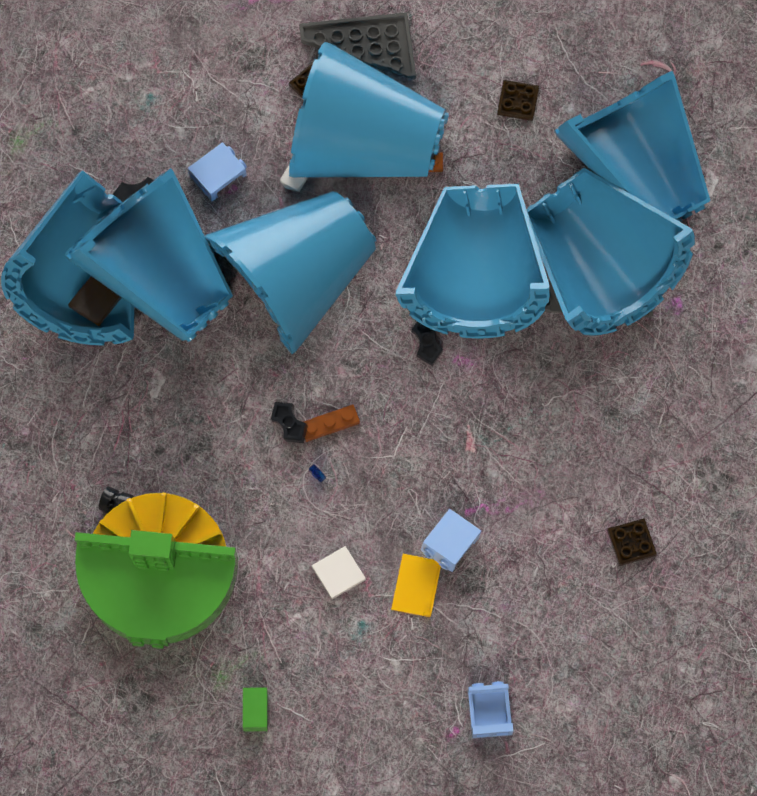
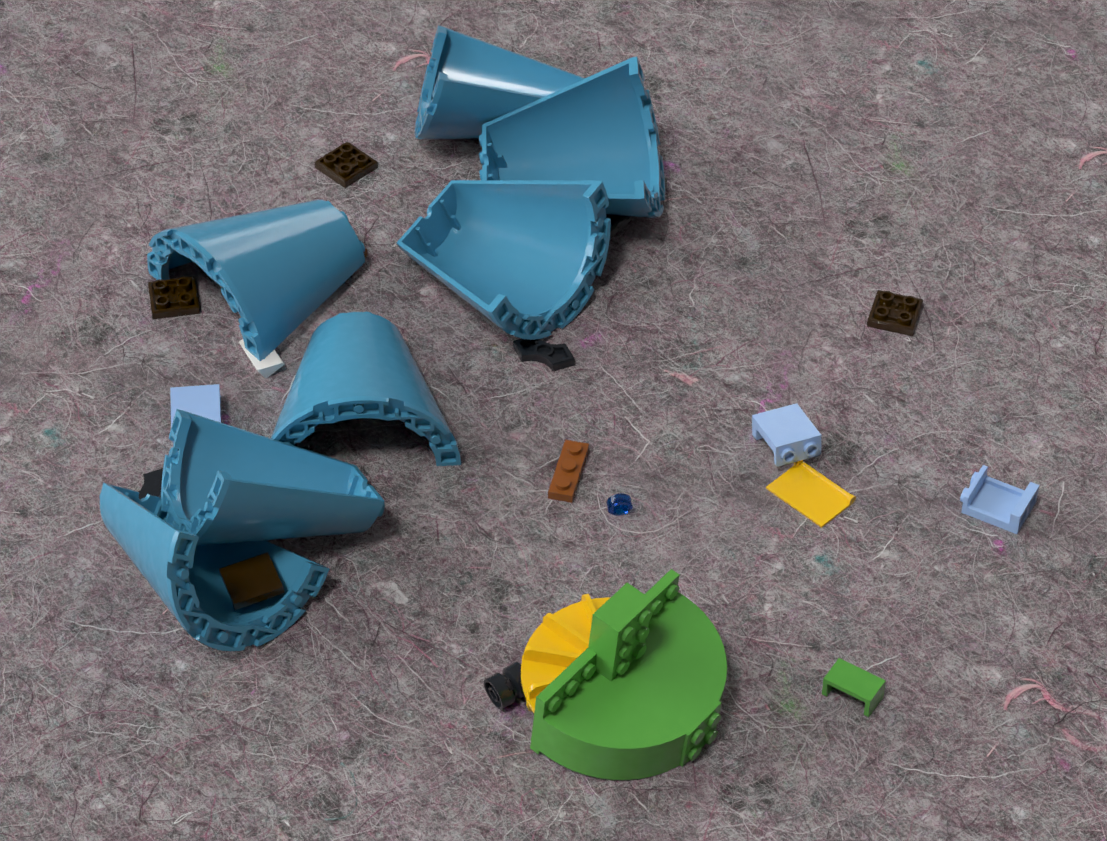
camera: 55 degrees left, 25 degrees down
(293, 429) = (552, 497): black tile -> none
(338, 572) = (746, 546): white tile -> none
(375, 40) = (170, 212): dark grey wing -> none

